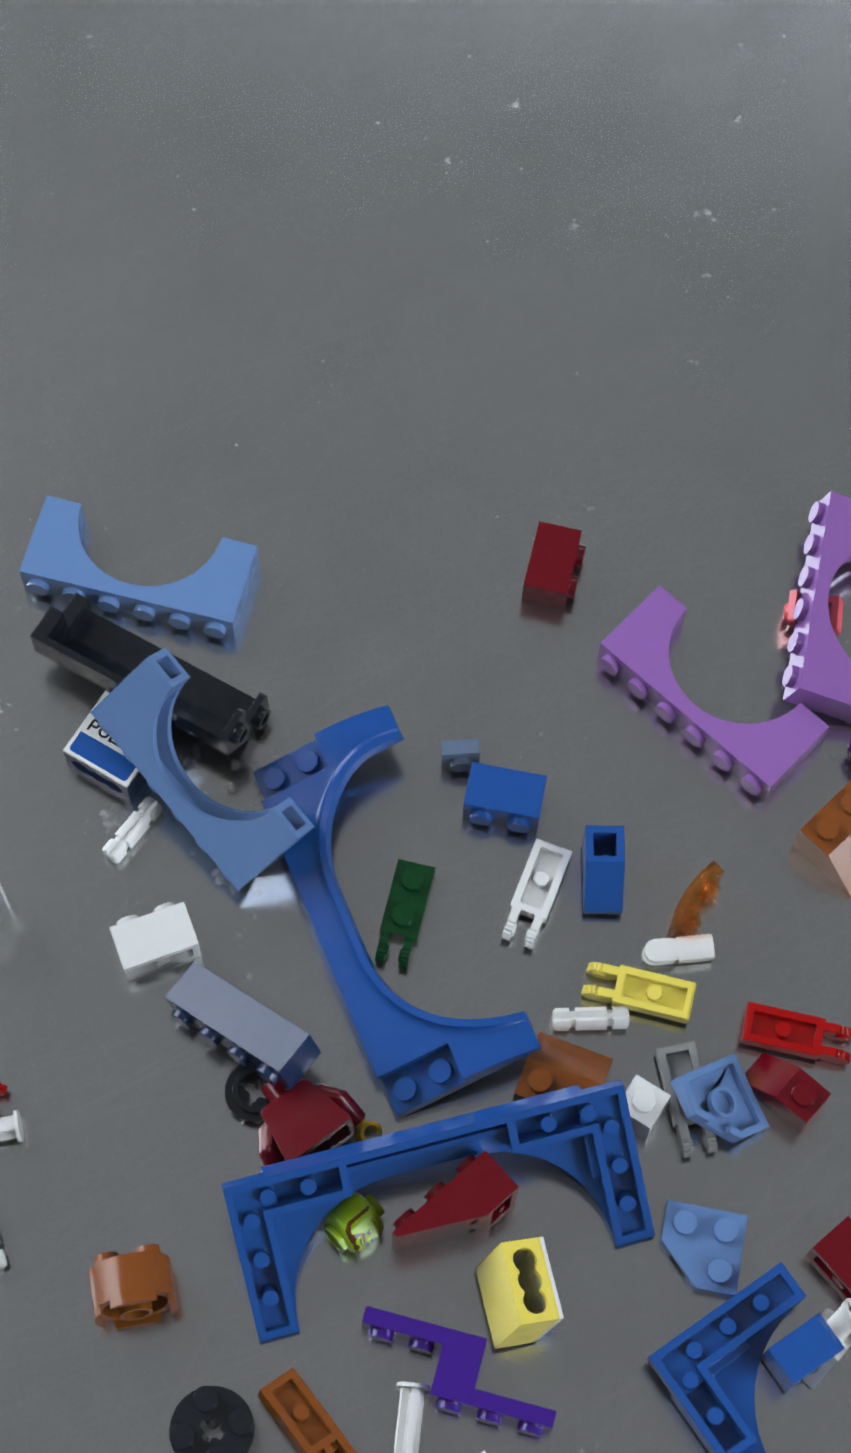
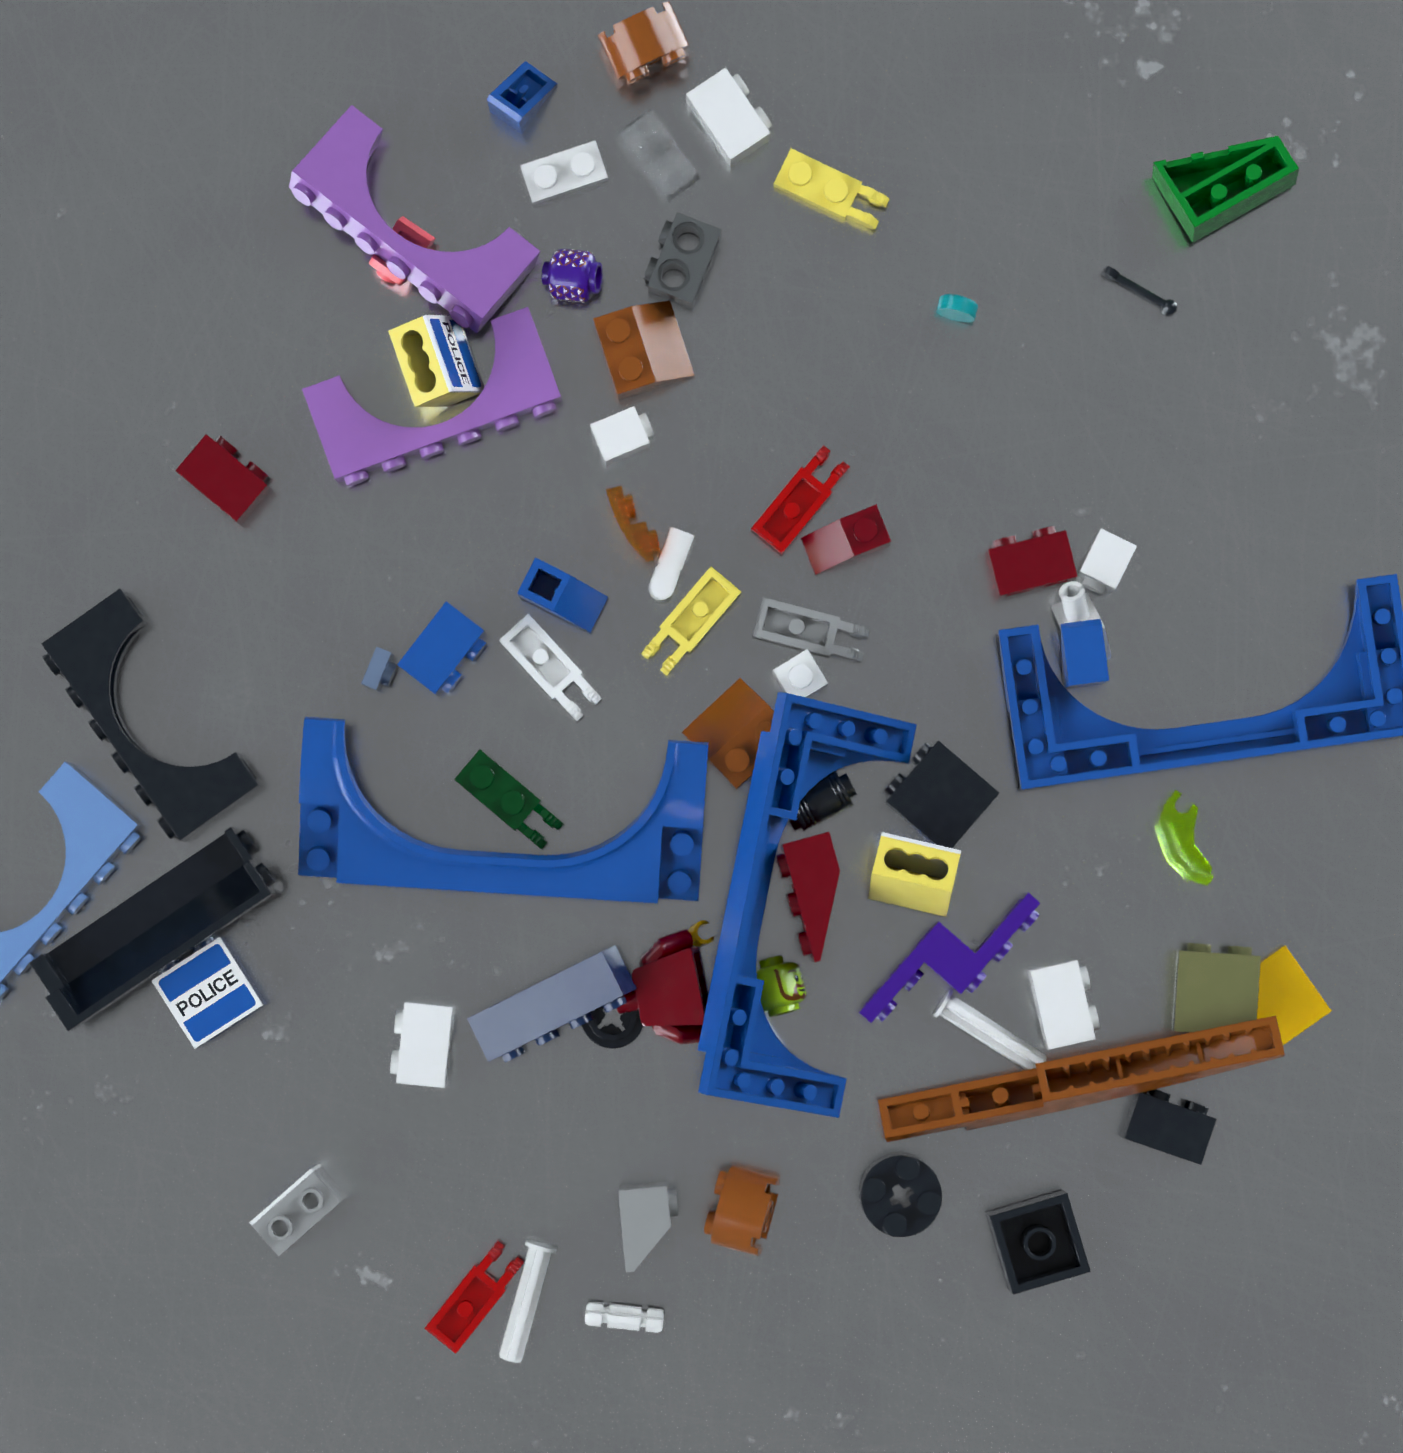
camera: 60 degrees left, 20 degrees up
(81, 1200) = (645, 1218): none -> light grey slope
(132, 830) = (300, 1015): white axle -> none
(140, 723) = (367, 924): medium blue arch -> none
(350, 533) = (89, 660): none -> black arch
(542, 1181) = (824, 800): none -> black head
(590, 1018) = (693, 678): white axle -> none
(603, 1286) = (940, 795): none -> black piece
(705, 1245) = (946, 684): medium blue plate -> none
(720, 1100) = (829, 603): medium blue plate -> none
(742, 673) = (436, 361): none -> piece
(765, 856) = (622, 435): none -> white brick

